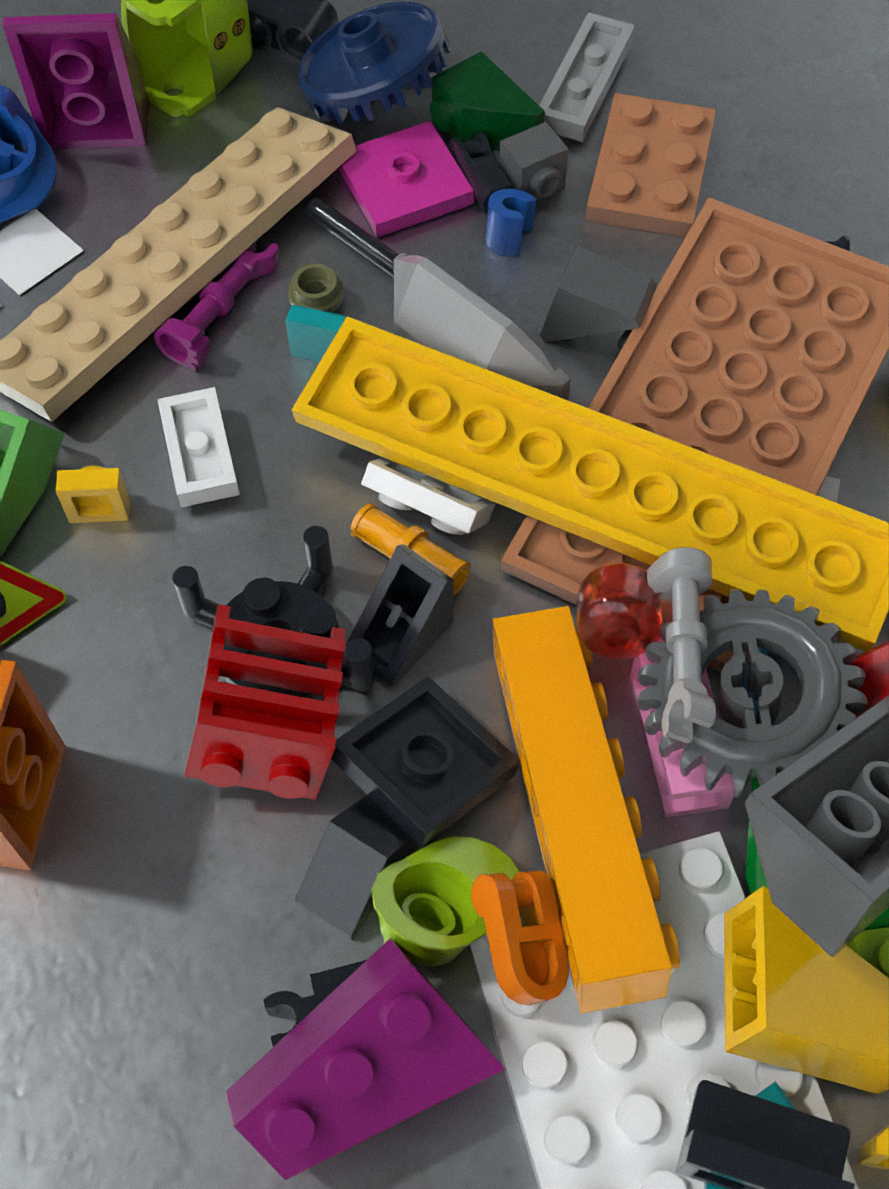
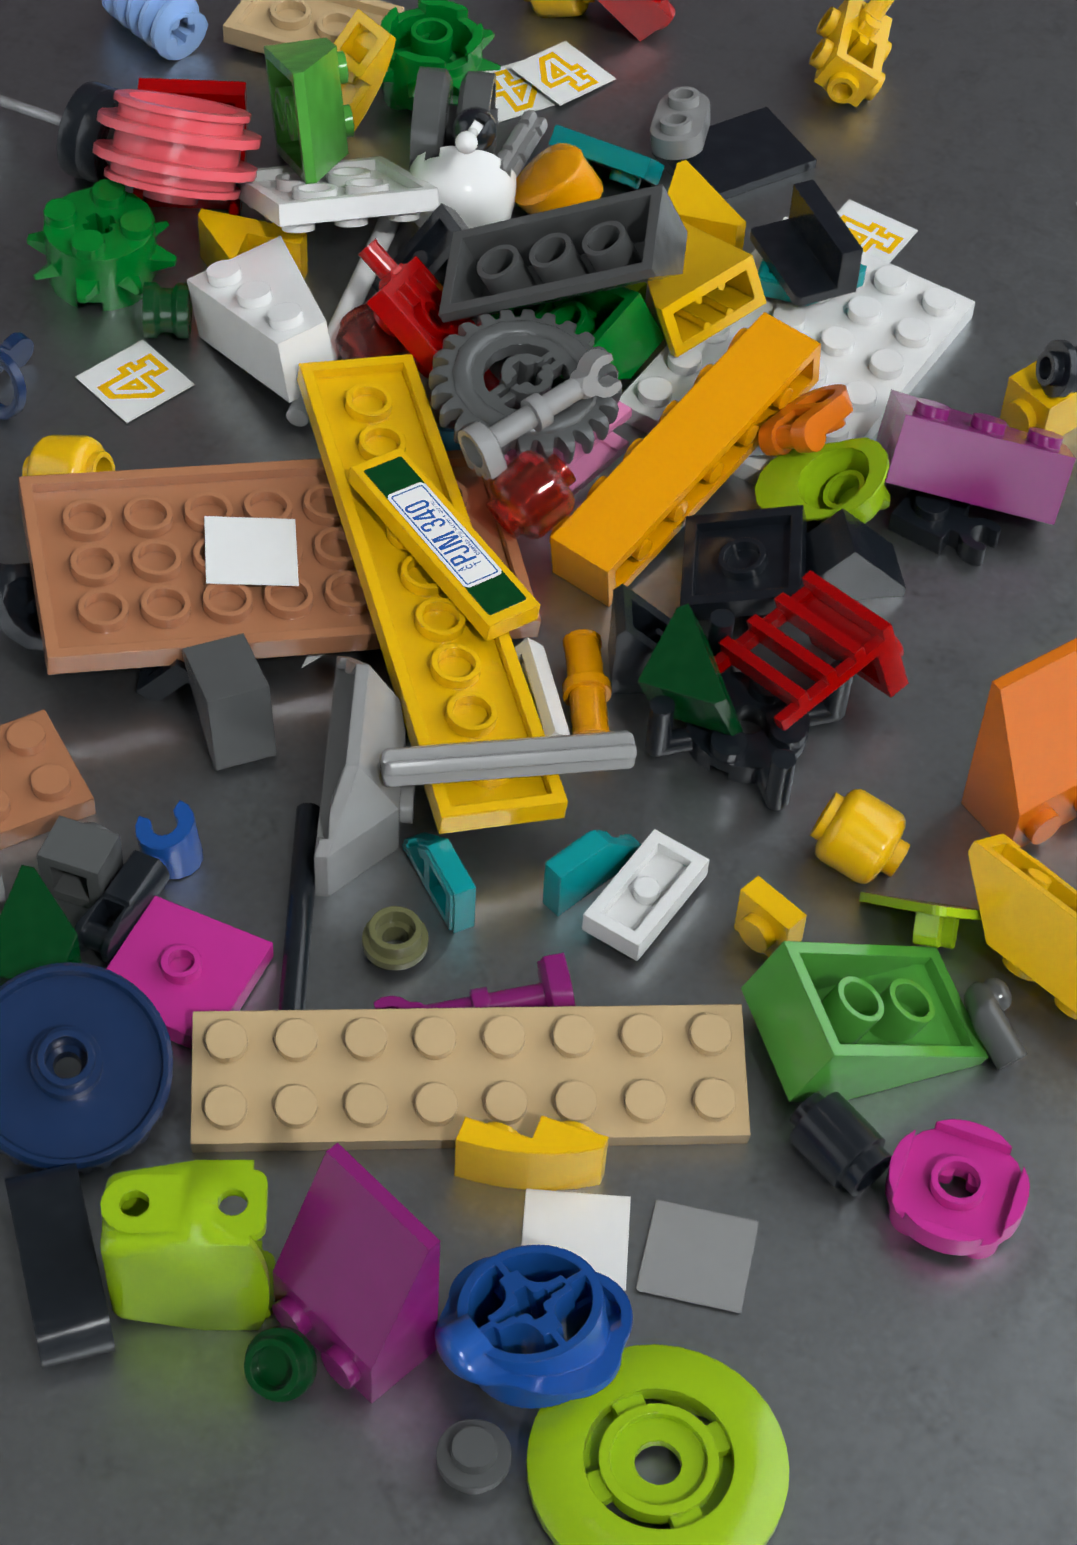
camera: 135 degrees left, 10 degrees down
(83, 239) = (555, 1159): none -> yellow slope
(93, 612) = (860, 836): none -> yellow head
(254, 432) = (584, 867): none -> teal tile
(319, 581) = (689, 675): none -> dark green slope
(349, 382) = (507, 758): none -> light grey axle
(609, 489) = (444, 544): none -> tile
(728, 391) = (251, 551): none -> white sticker

